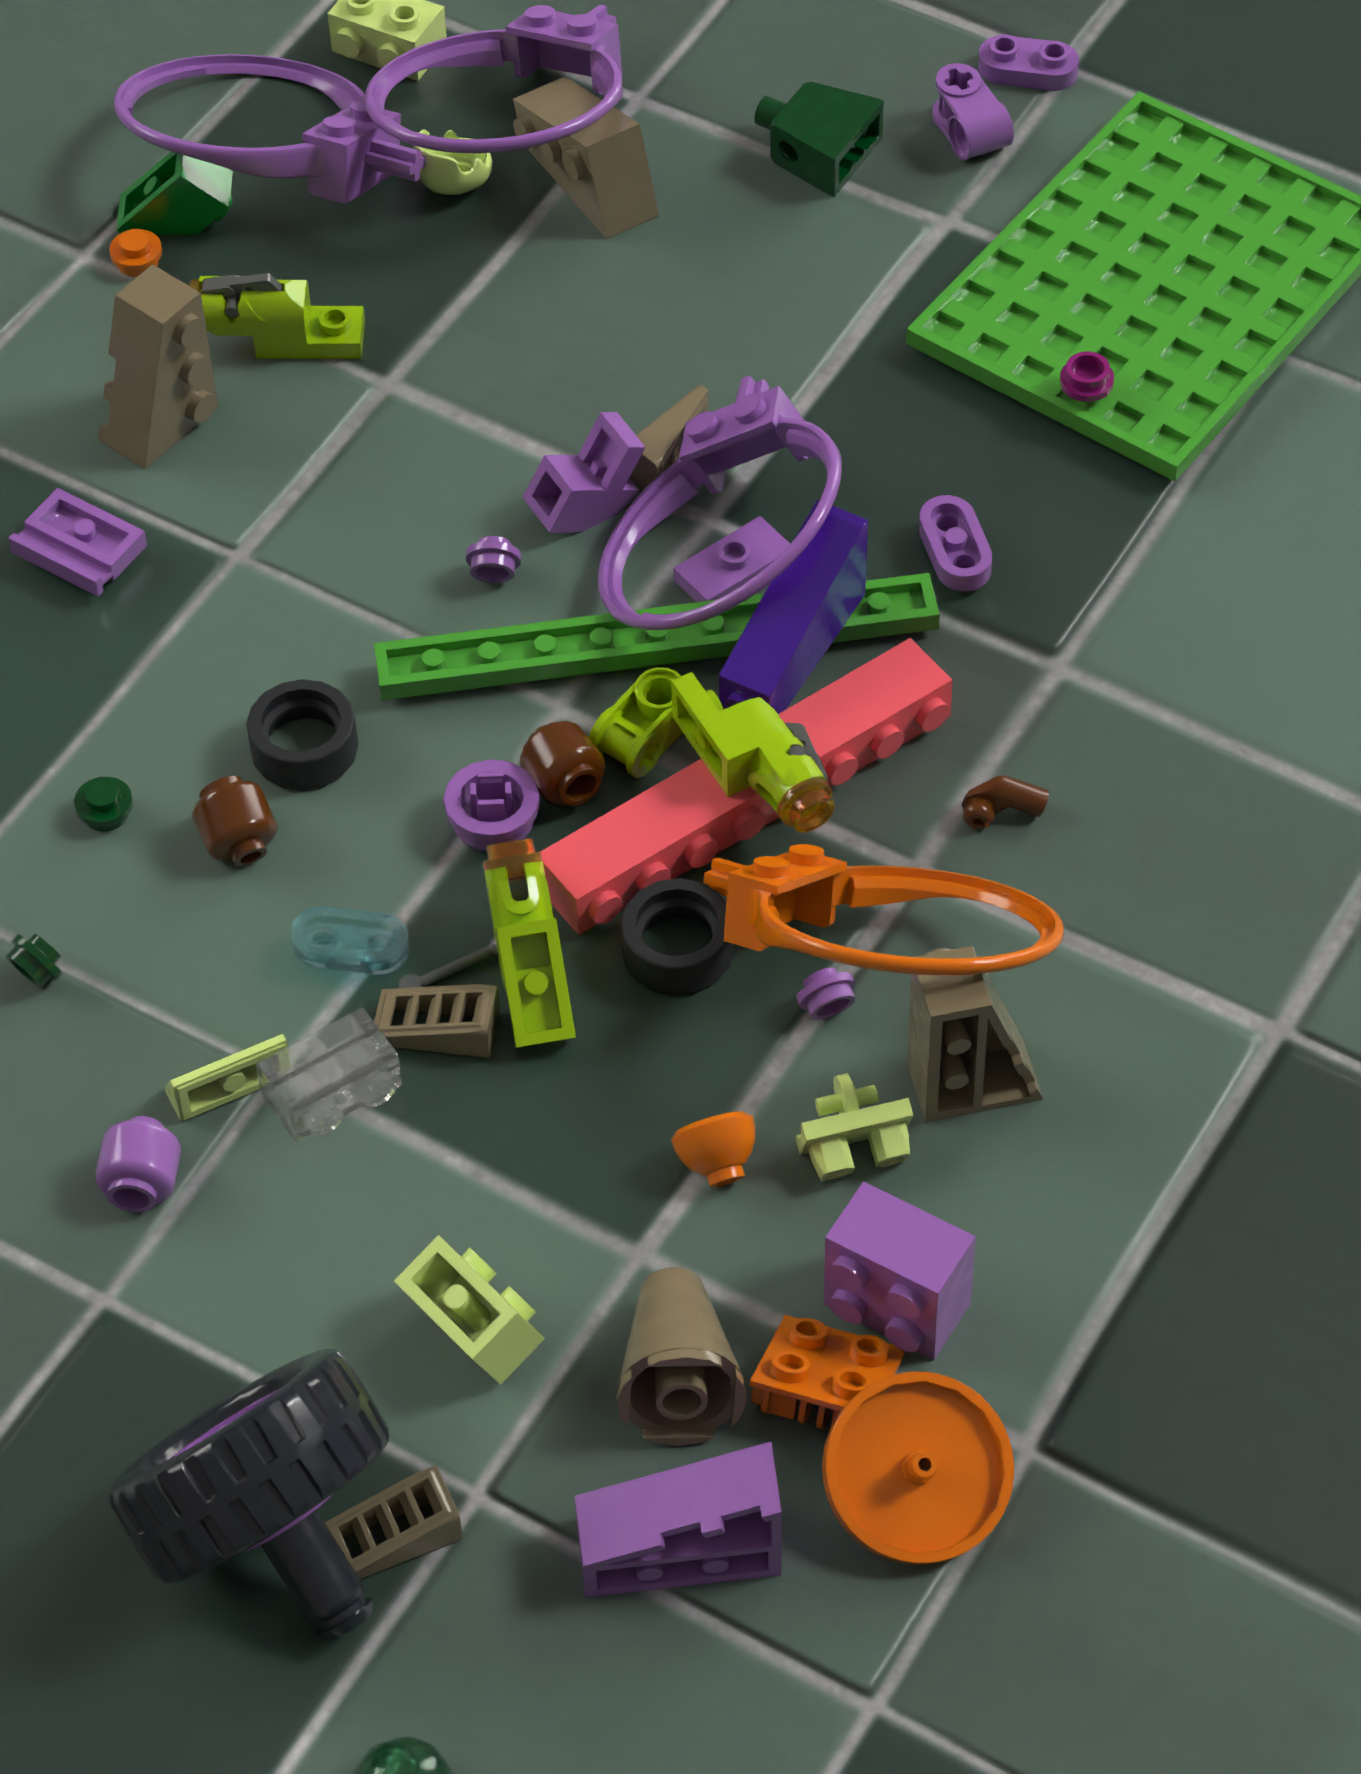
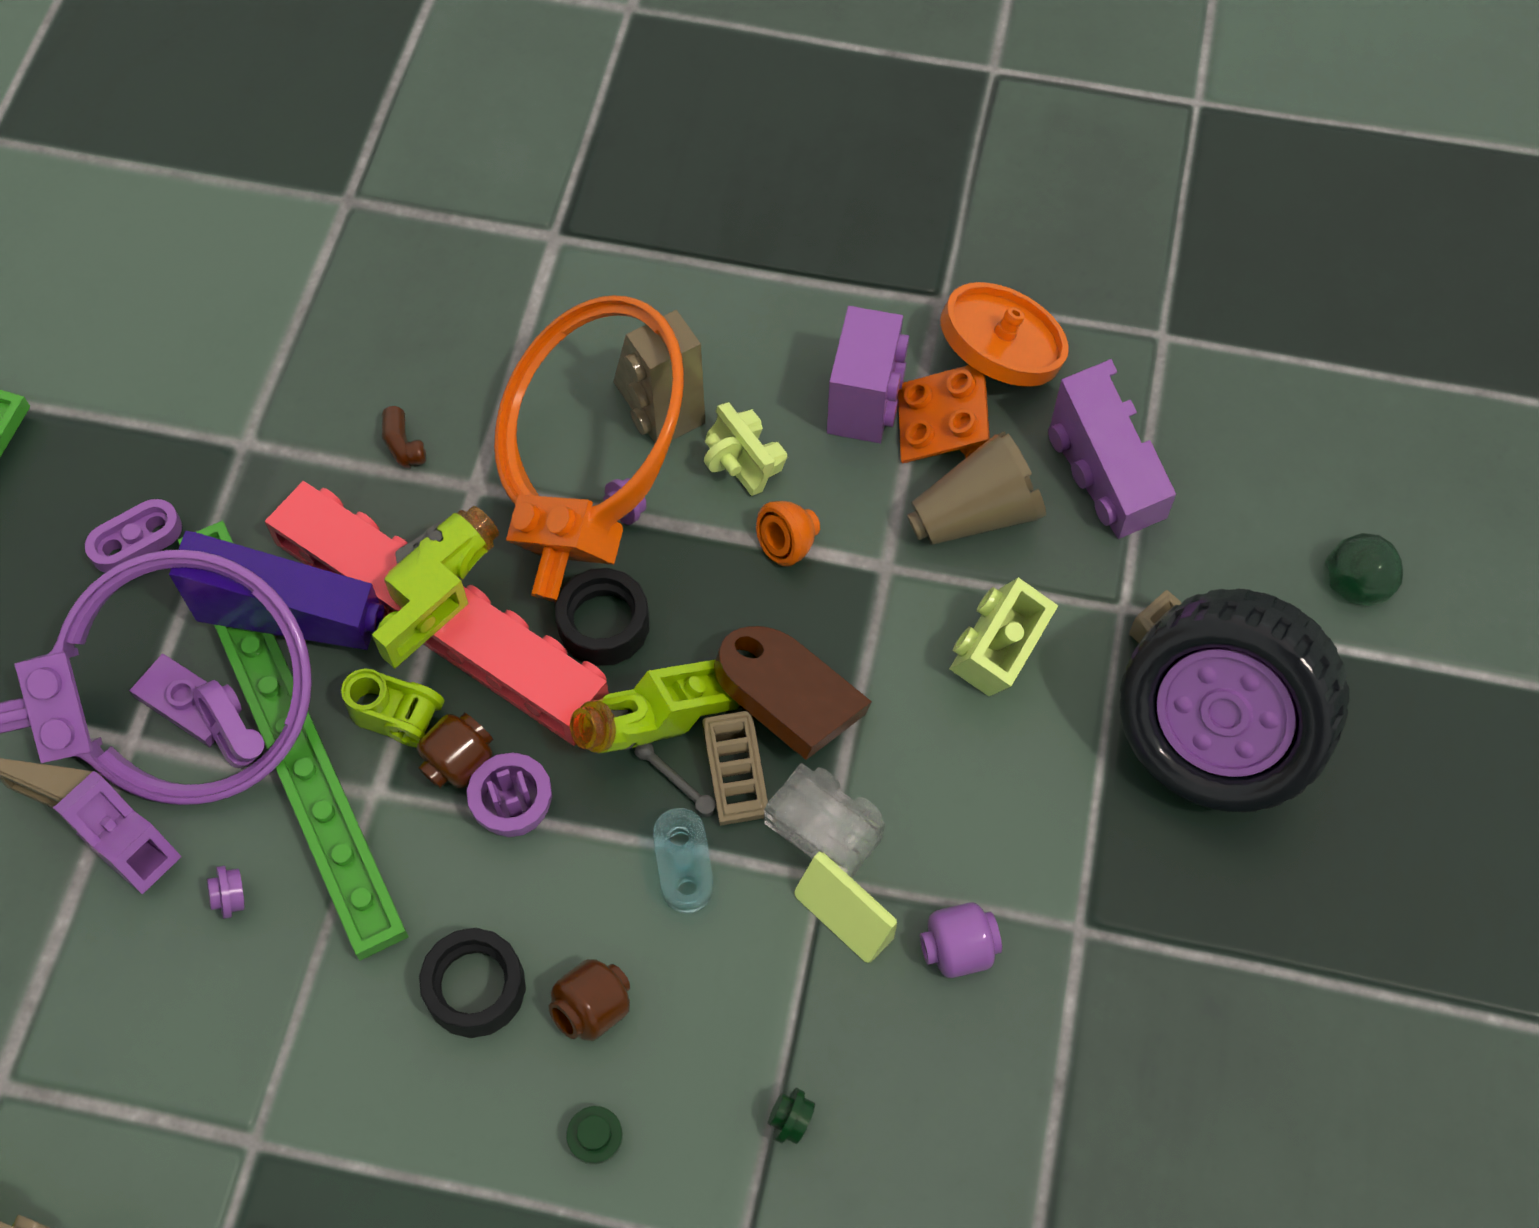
camera: 110 degrees left, 10 degrees up
(501, 1083) = (787, 688): none -> reddish brown tile
(679, 571) = (220, 711): none -> medium lavender plate

